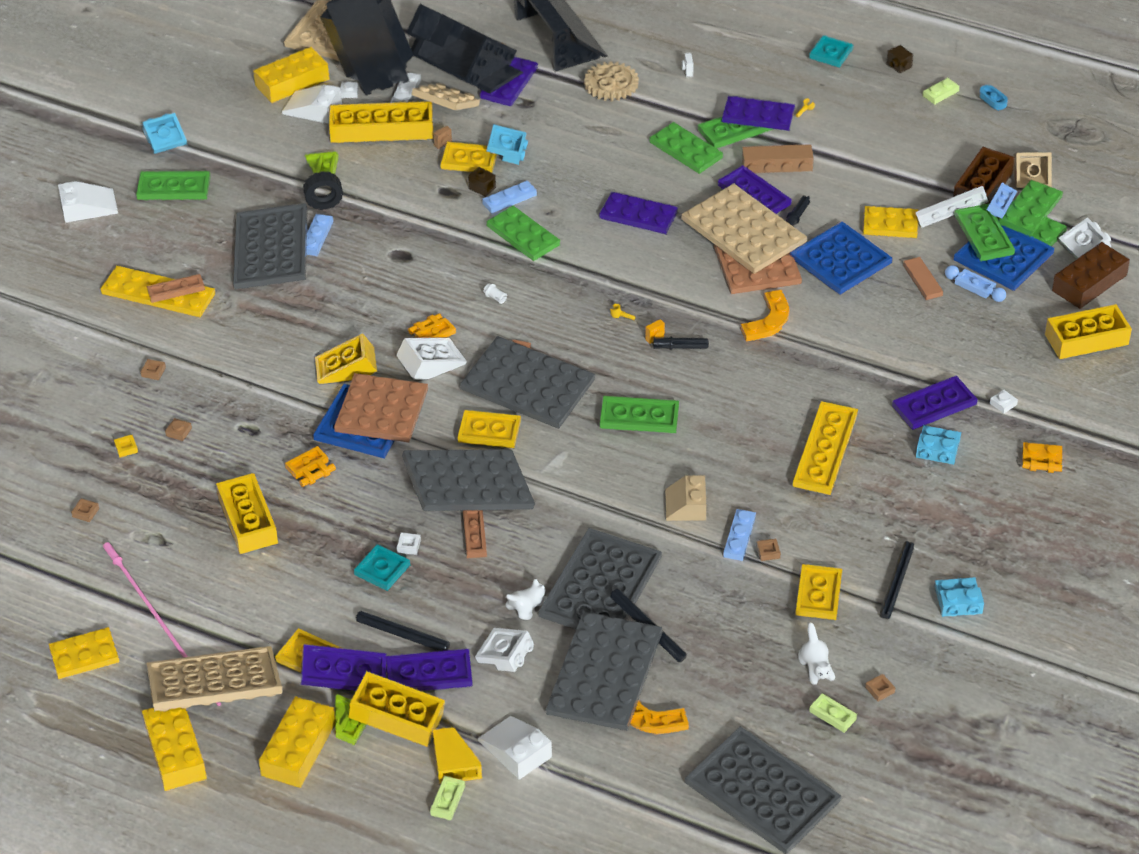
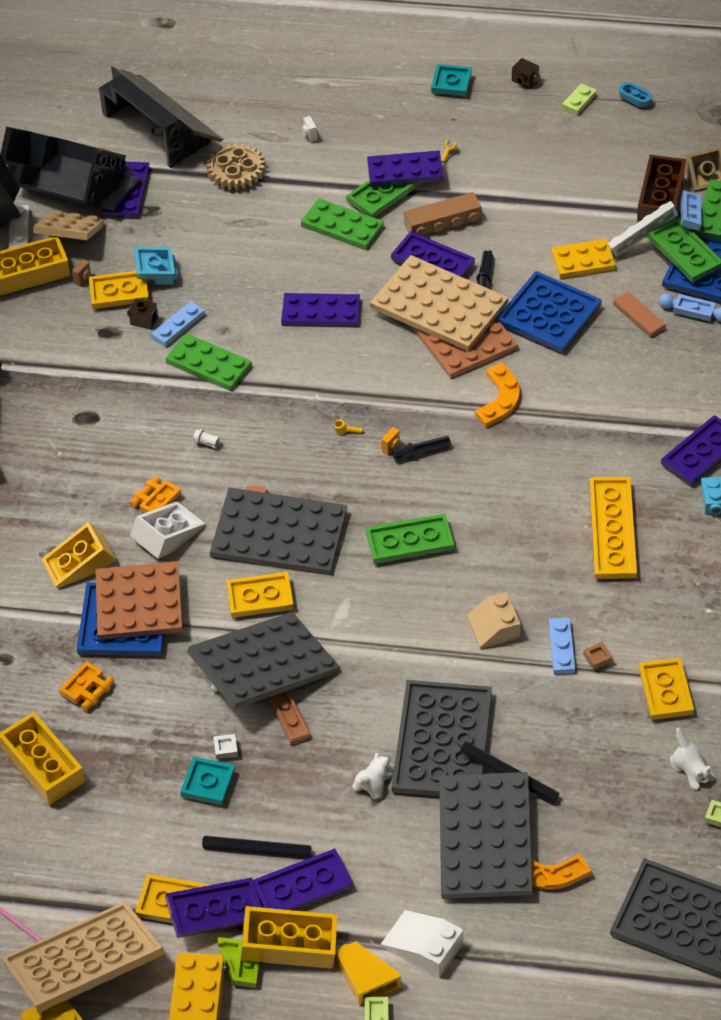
camera: 15 degrees left, 5 degrees up
(505, 649) = (373, 838): white plate -> none

